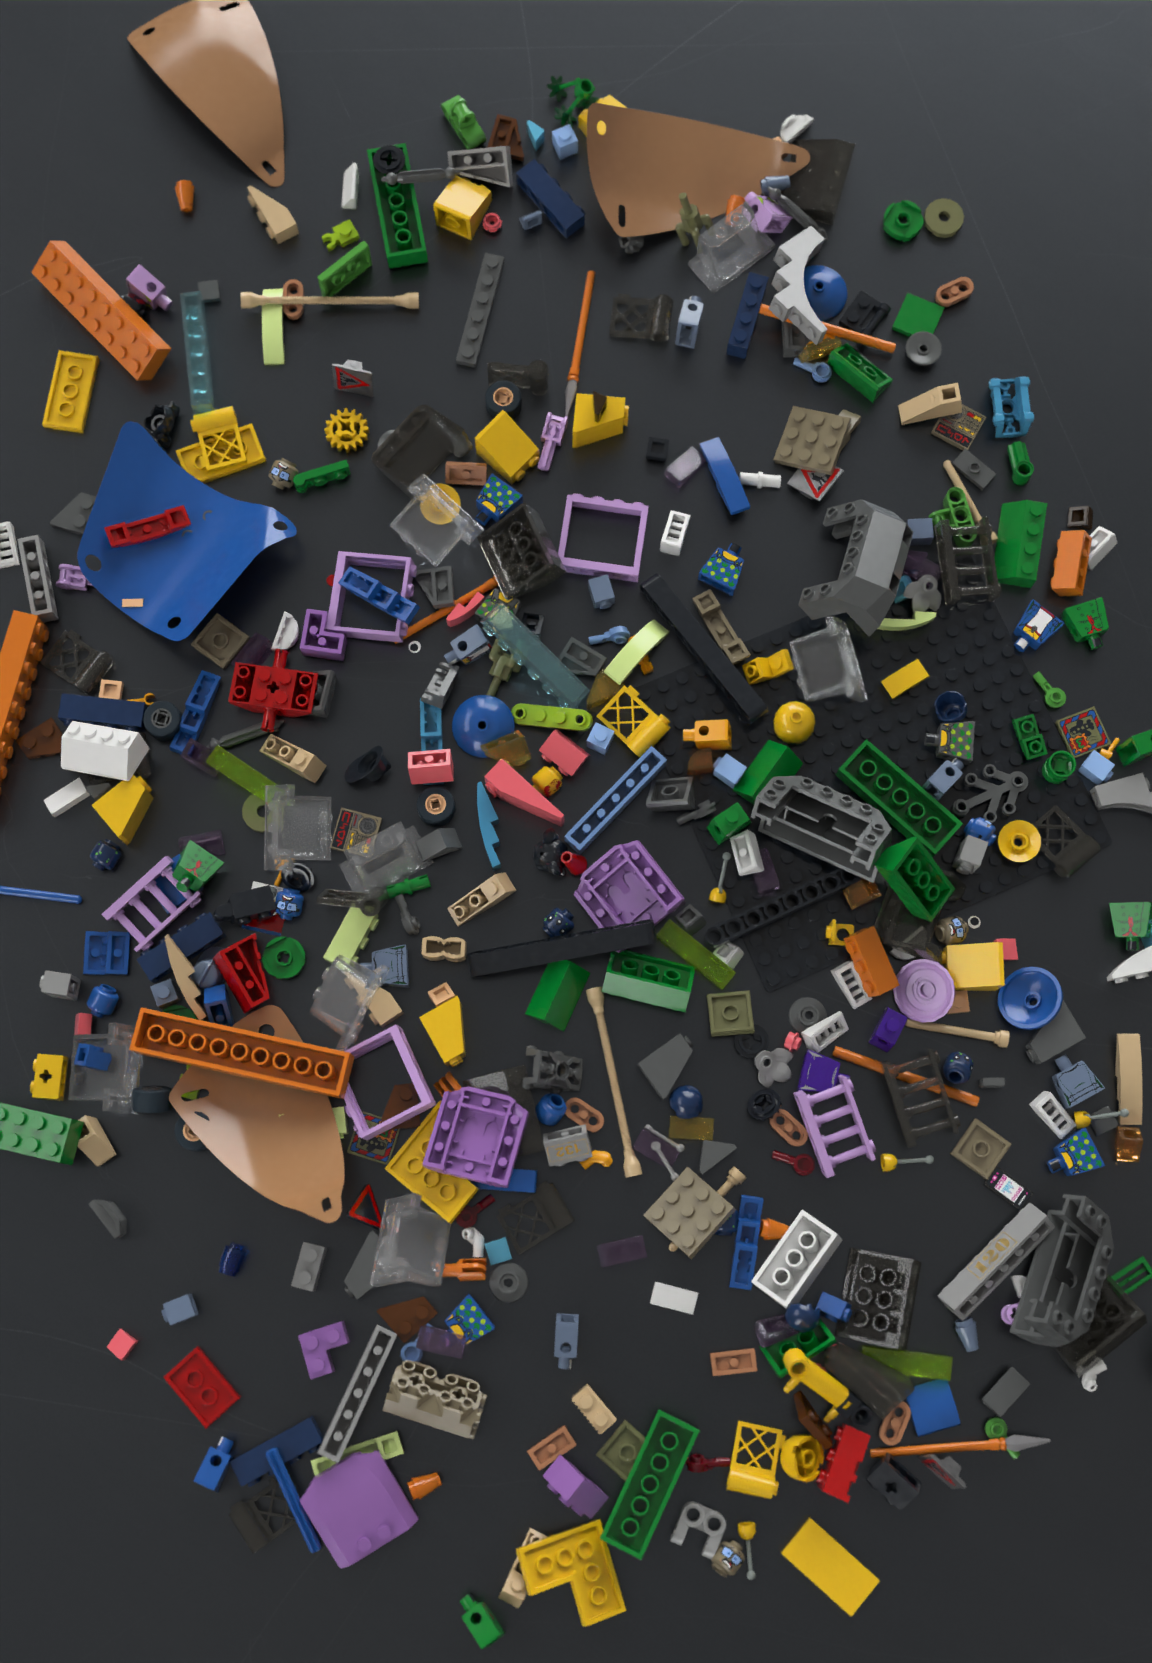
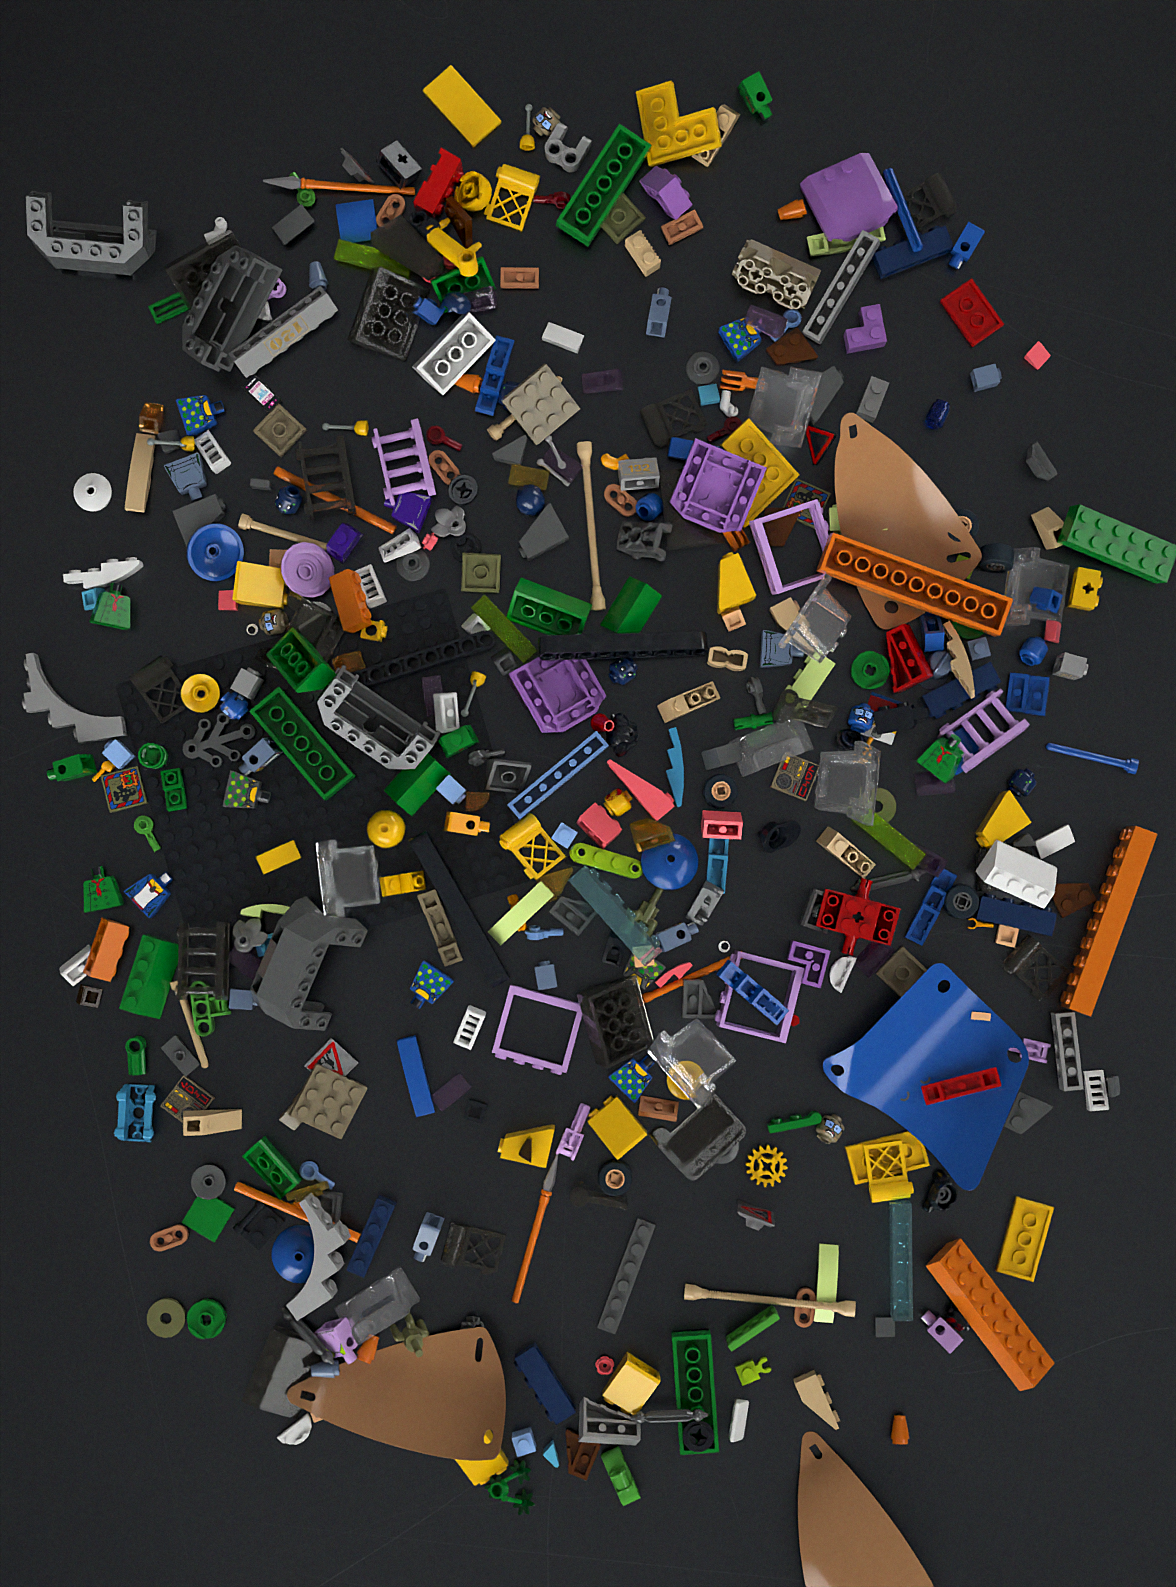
camera: 170 degrees left, 10 degrees up
(531, 220) = (566, 1365): sand blue slope -> none
(760, 479) = (383, 1069): white pin -> none
(950, 707) = (241, 823): dark blue hair -> none

